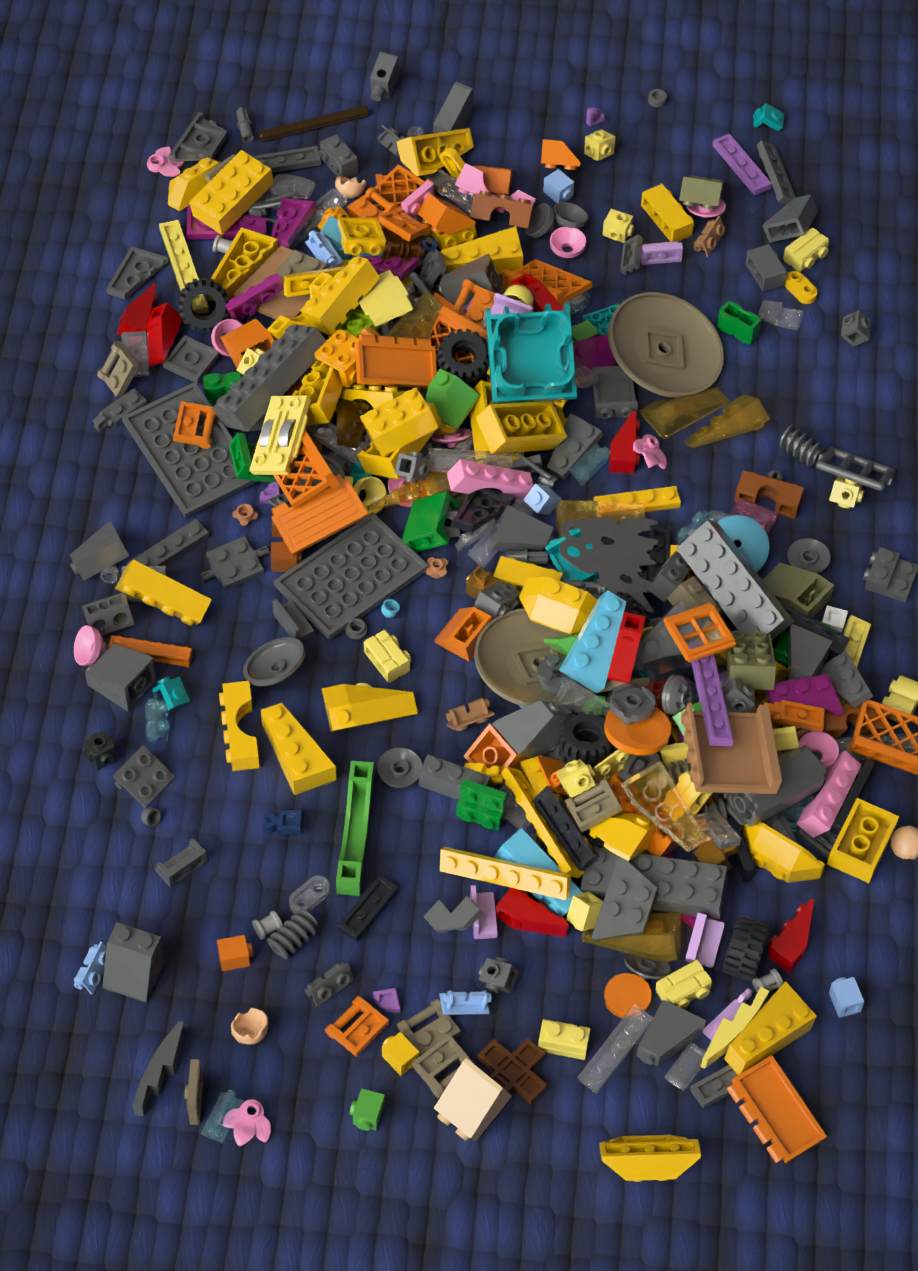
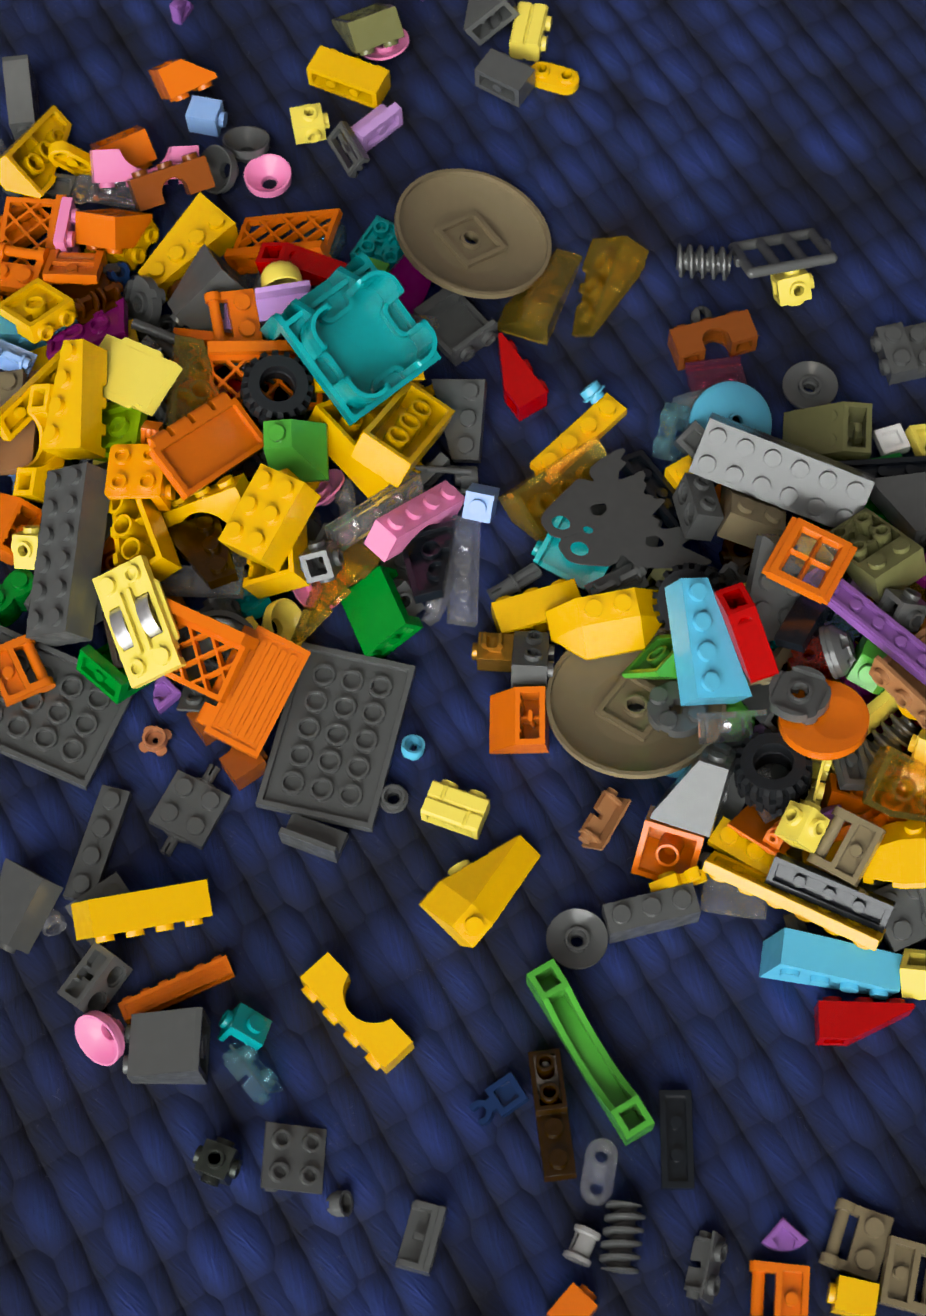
camera: 30 degrees left, 10 degrees up
(274, 661) = (326, 904): dark grey dish -> none
(296, 751) = (446, 1001): yellow wedge -> none
(307, 848) = (552, 1115): none -> dark brown slope
(436, 572) = (427, 668): nougat plate -> none
(460, 919) = (796, 1082): dark grey tile -> none
(465, 1003) = (874, 1180): light blue hinge -> none
(481, 805) = (709, 926): green plate -> none
(486, 924) = (805, 1054): lavender panel -> none
(498, 975) = (893, 1112): dark grey brick -> none
(505, 873) = (802, 992): yellow plate -> none
(520, 532) = (488, 559): dark grey slope -> none
(590, 463) = (496, 425): clear light blue hinge -> none
(599, 145) = (213, 40): light yellow brick -> none
(650, 449) = (545, 366): bright pink plate -> none
(666, 480) = (592, 392): none -> medium azure plate
(710, 236) = (413, 67): medium nougat hinge -> none
(737, 322) = (527, 158): green brick -> none
(778, 315) = (560, 124): clear slope -> none
(856, 328) = (653, 90): dark grey brick -> none

